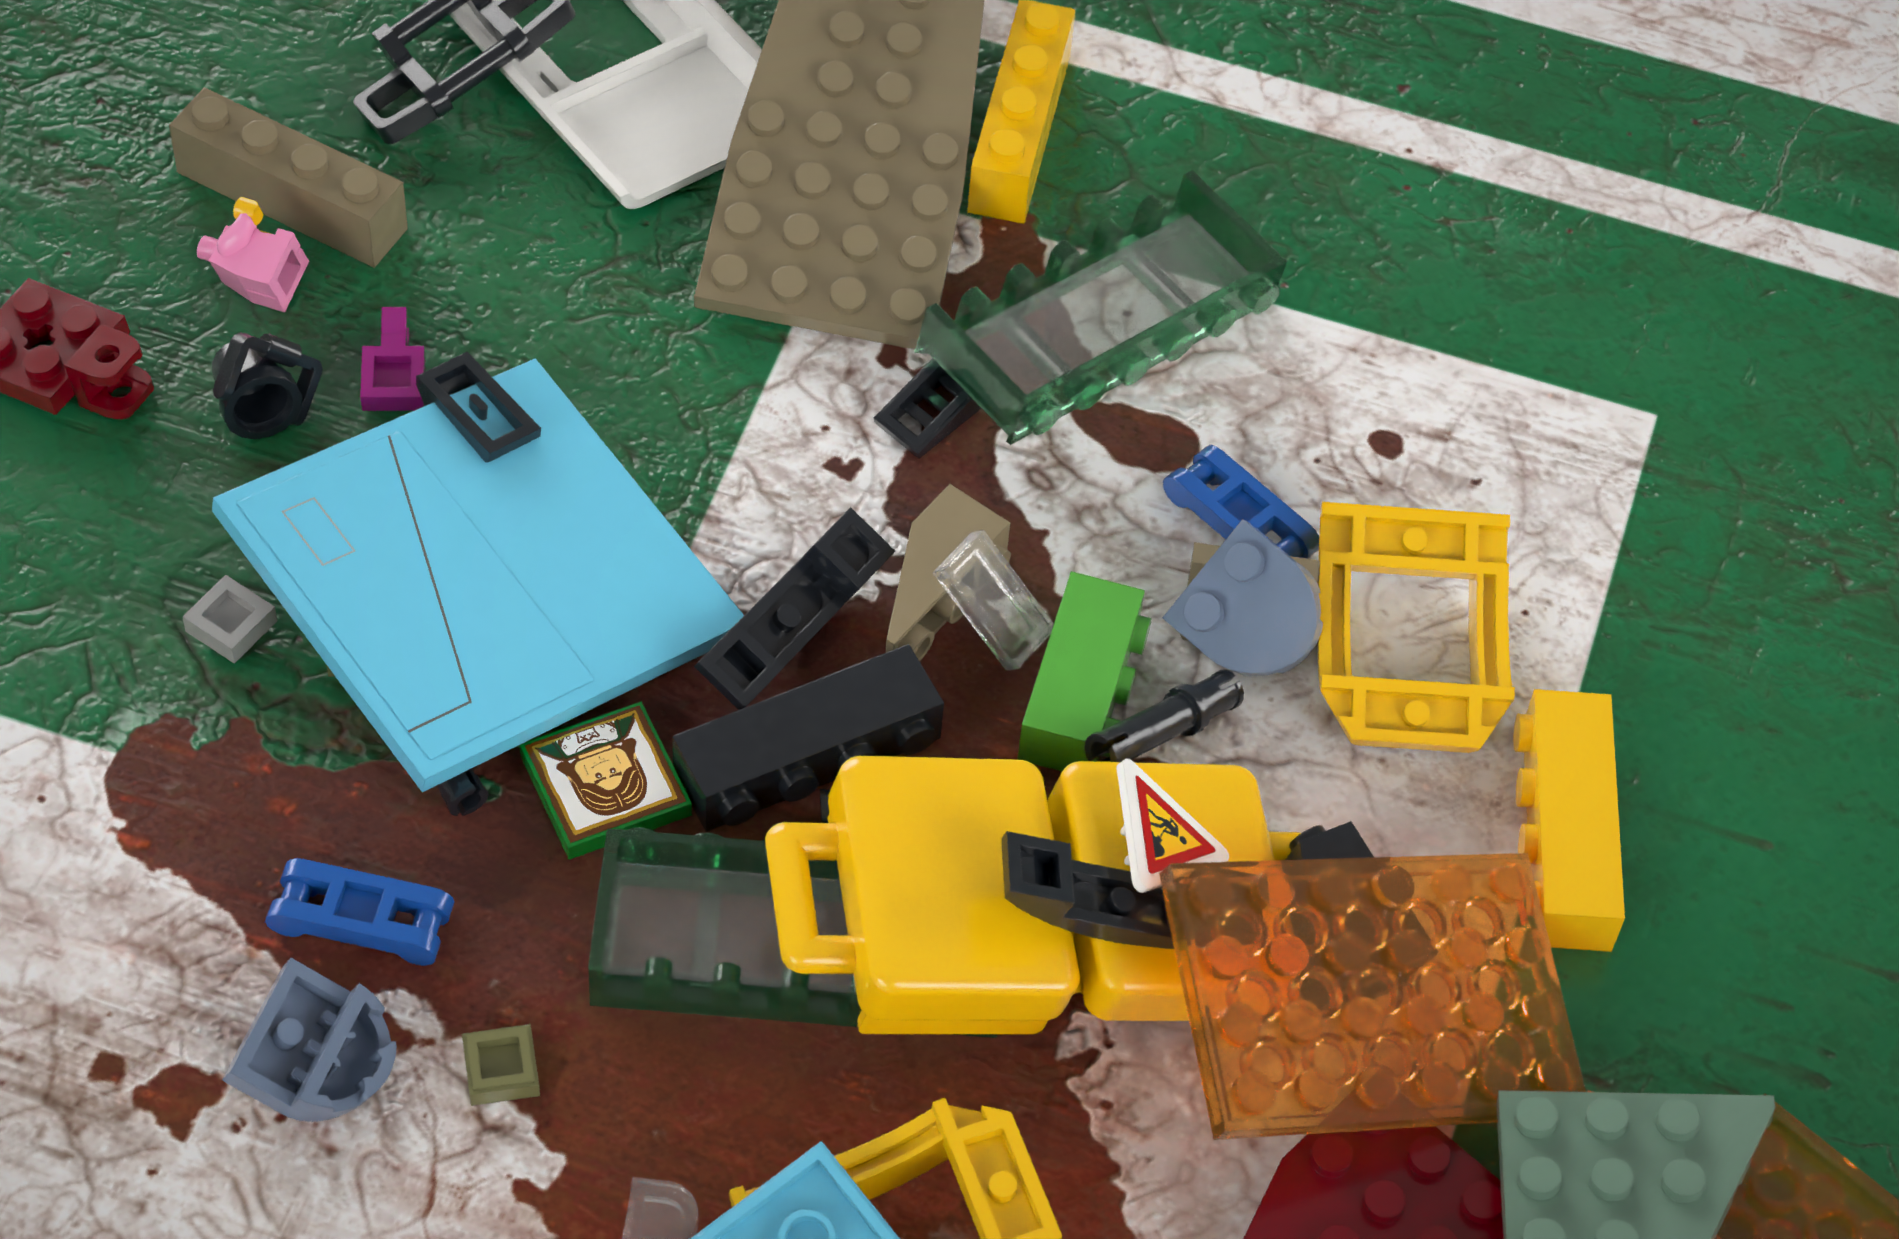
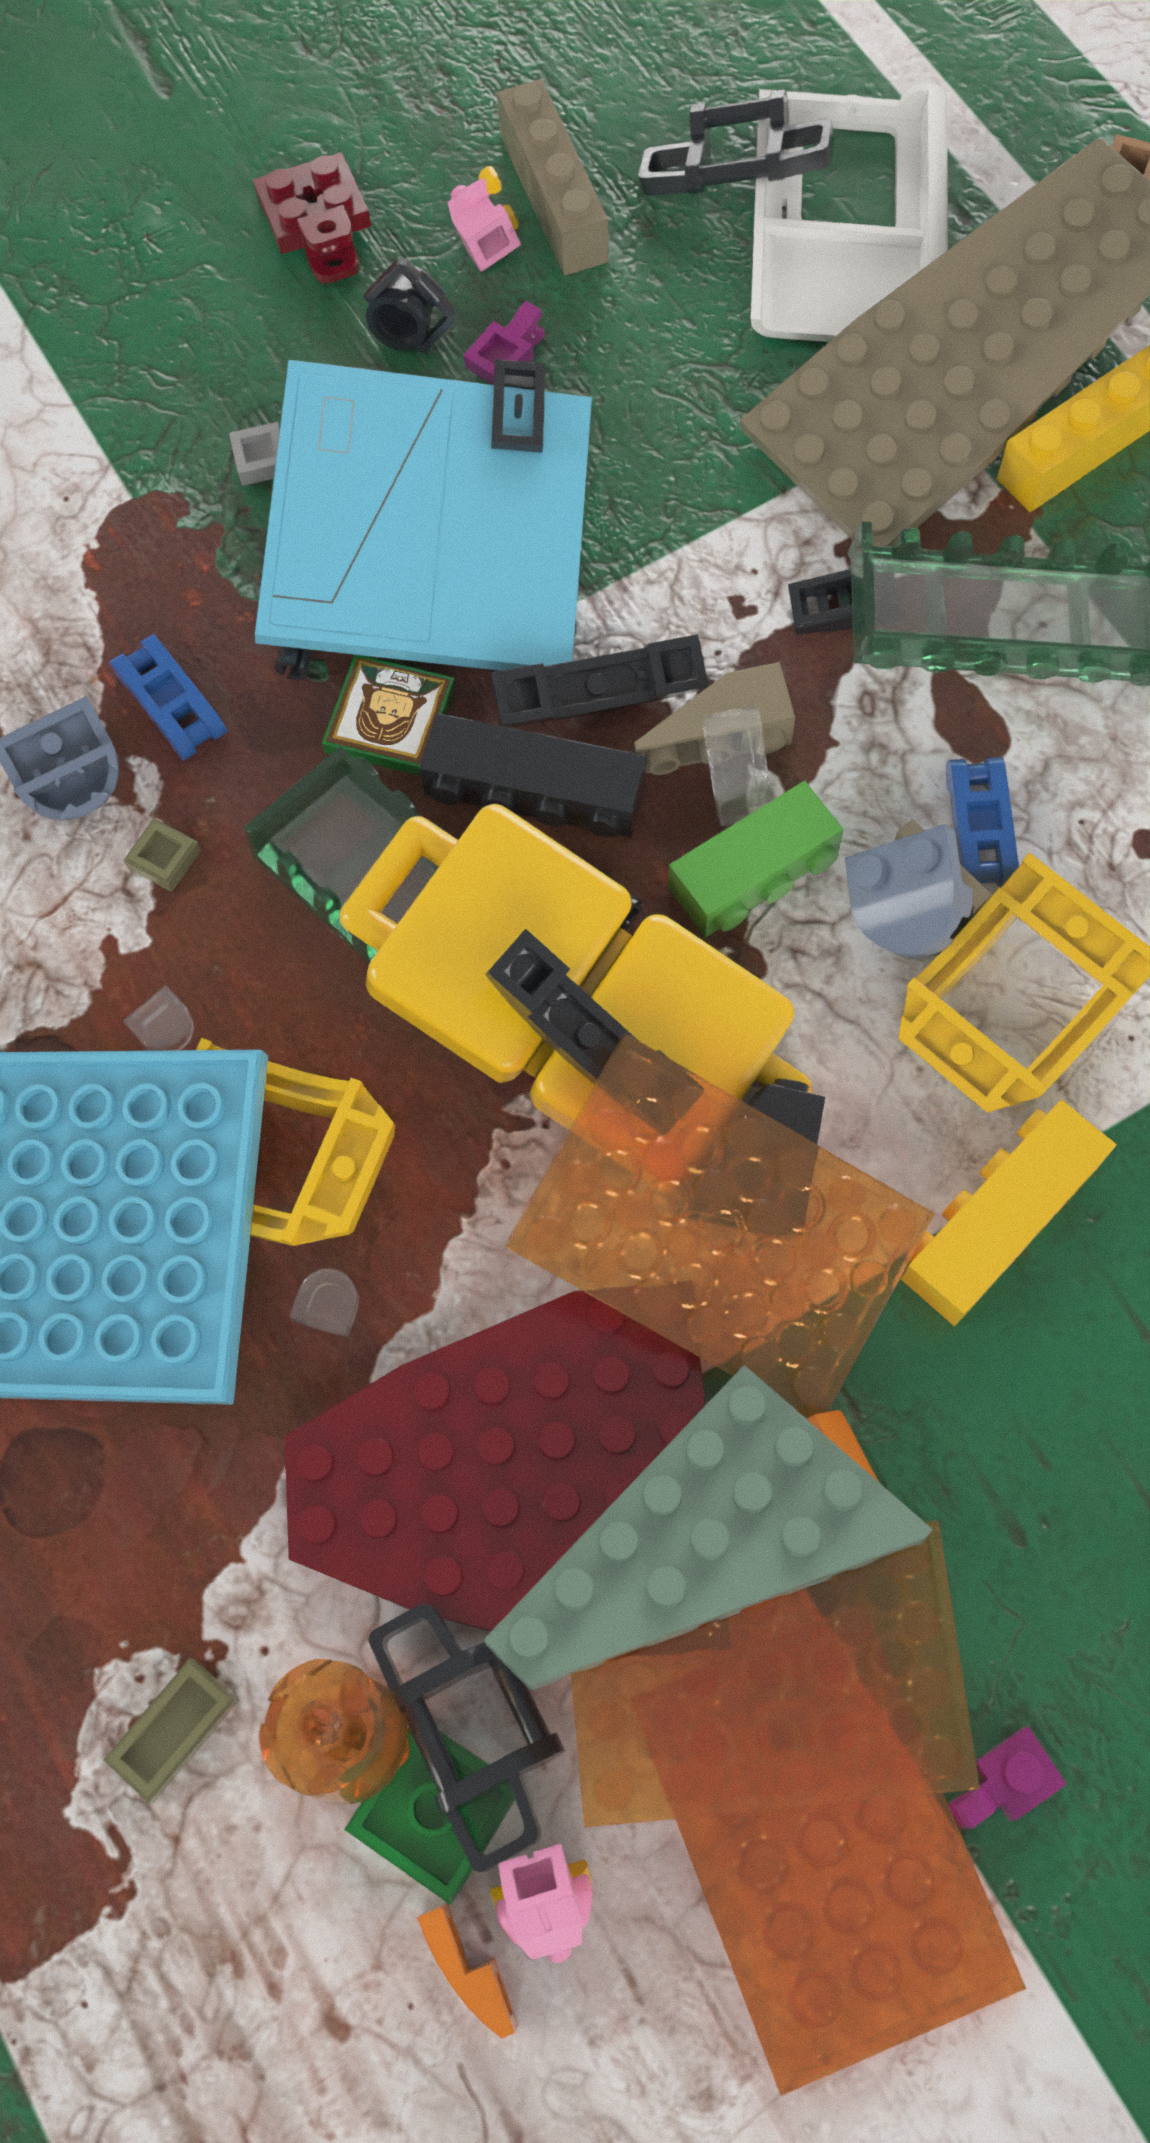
camera: 50 degrees right, 15 degrees up
(1159, 830) = (660, 1008): piece -> none
(1181, 712) = (796, 933): black pin -> none

